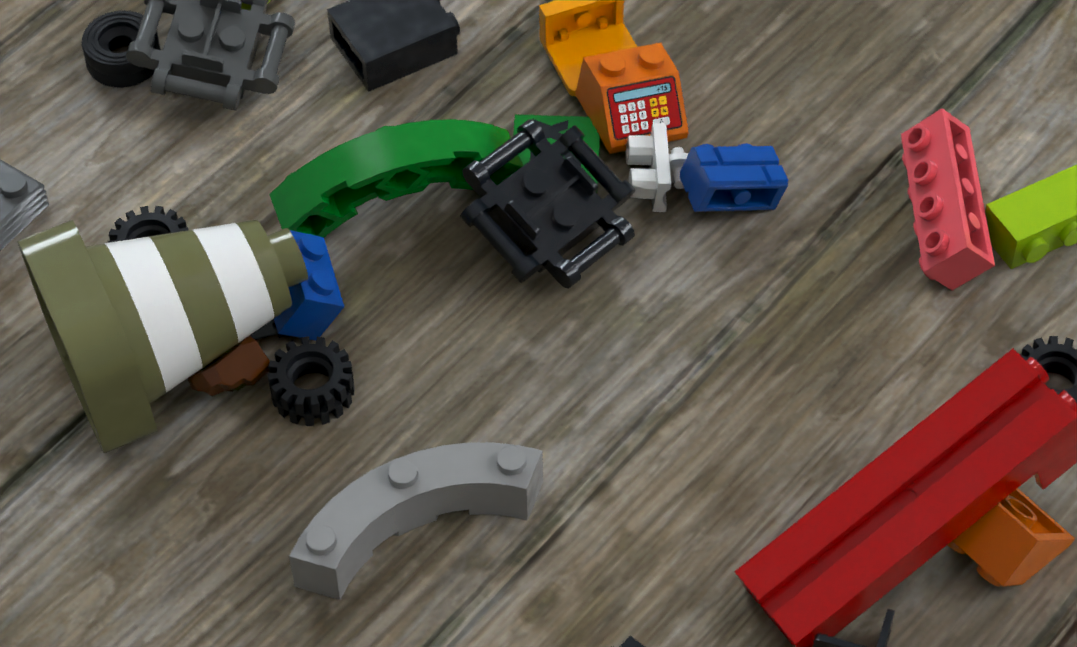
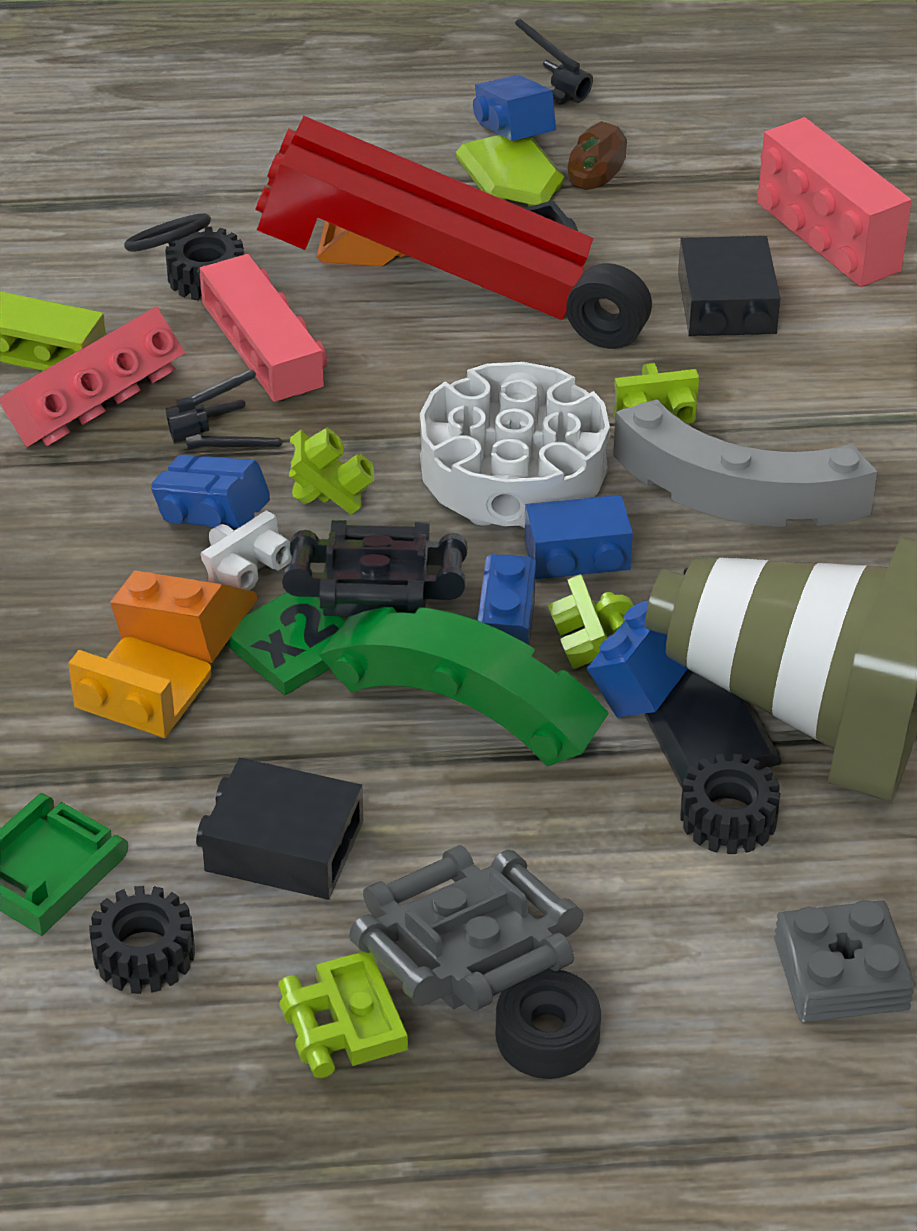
camera: 135 degrees left, 10 degrees down
(376, 299) = (598, 619): none -> lime hips
(436, 257) = (509, 595): none -> blue brick
(462, 358) = (578, 536): none -> blue brick
(565, 541) = (674, 390): none -> lime hips
(595, 385) = (512, 441): none -> white brick
(685, 254) = (323, 476): none -> lime hips
(690, 578) = (620, 287): none -> black tyre
(842, 239) = (190, 419): none -> black plant
(907, 338) = (262, 327): none -> coral brick

